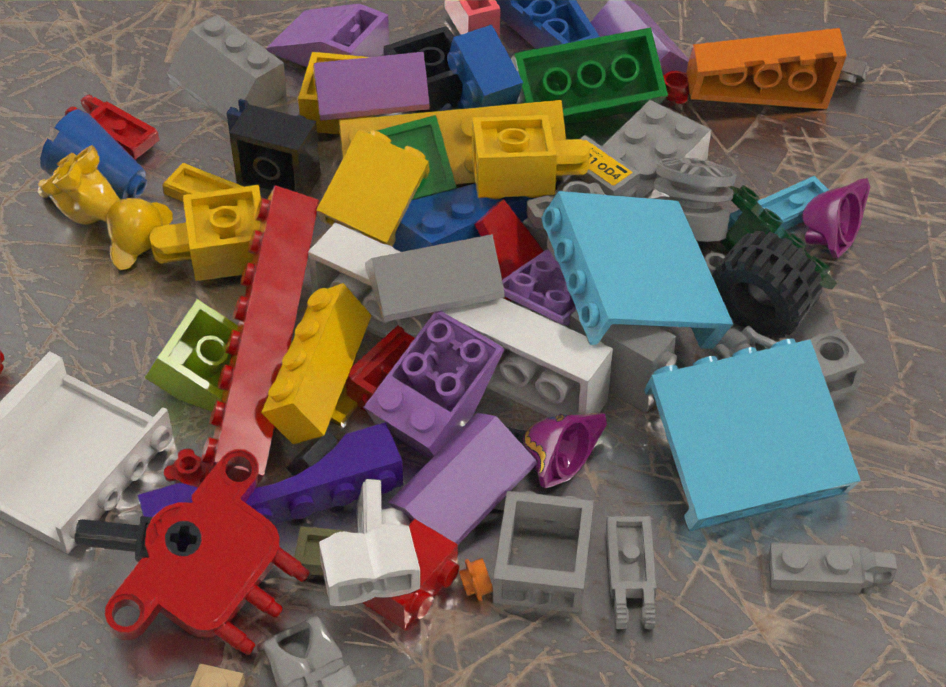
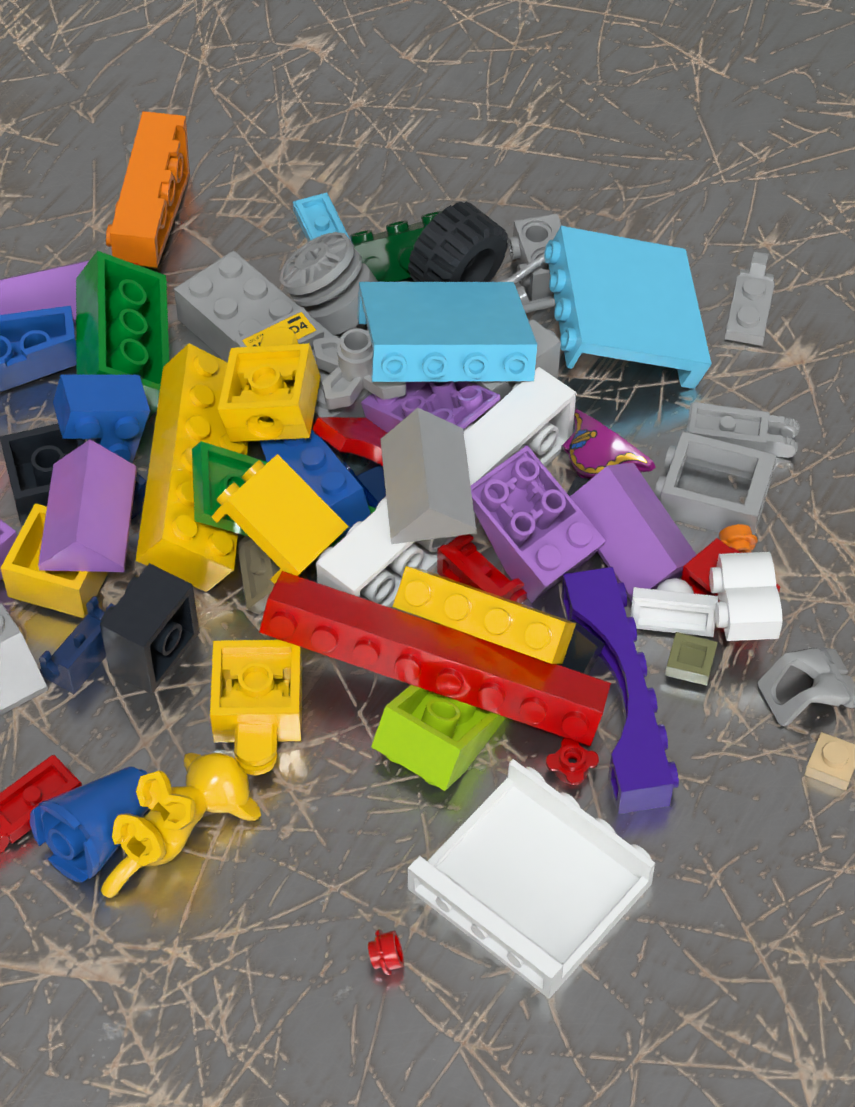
camera: 80 degrees left, 5 degrees up
(192, 180) = (155, 723): yellow tile -> none
(217, 574) = (708, 743): red piece -> none
(836, 216) = (361, 199): magenta hat -> none

